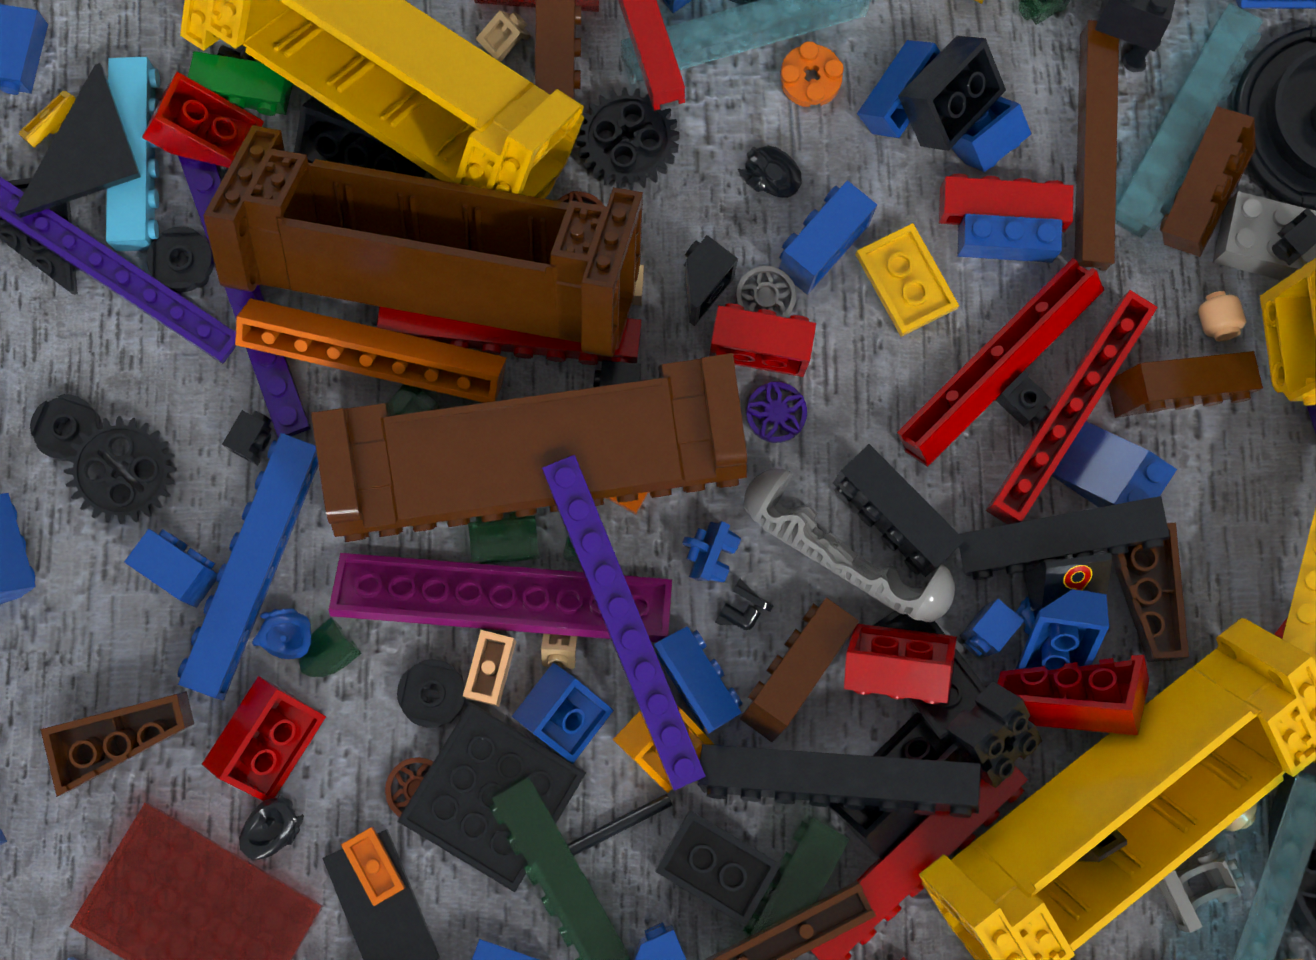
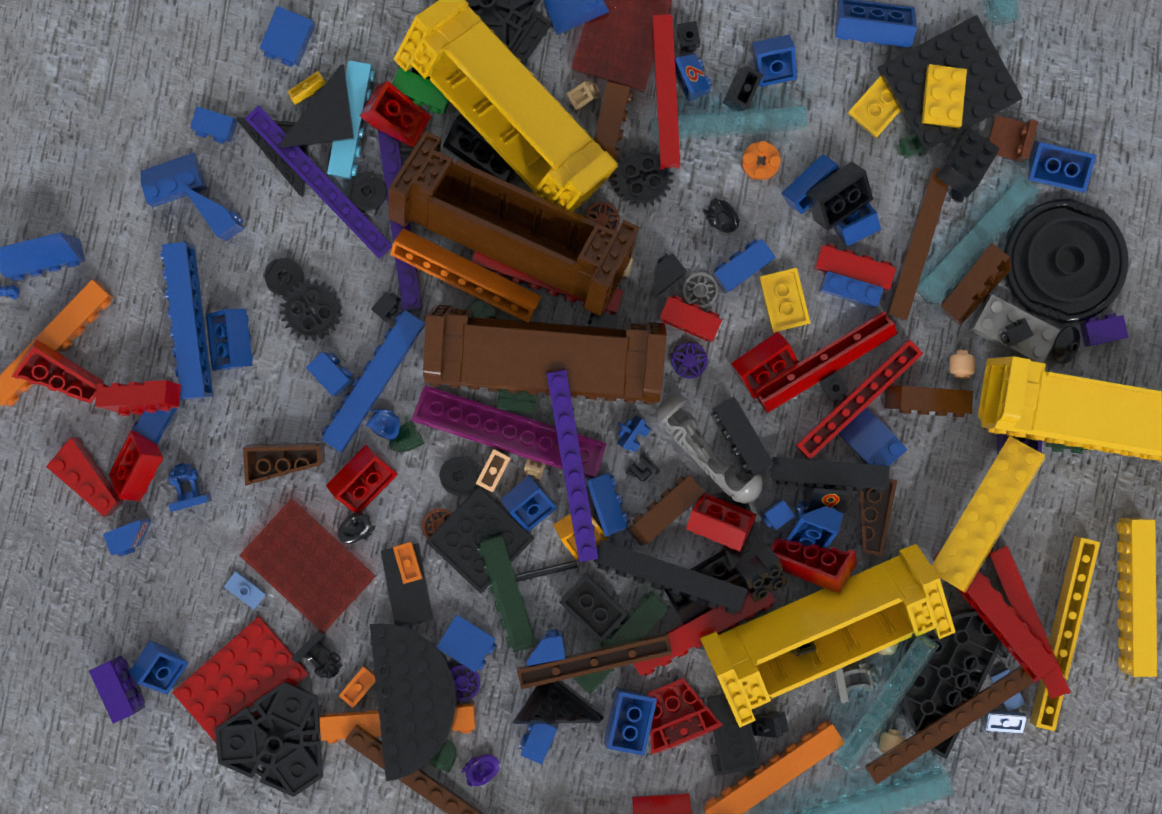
camera: 20 degrees right, 10 degrees up
(901, 385) = (764, 362): none -> red slope

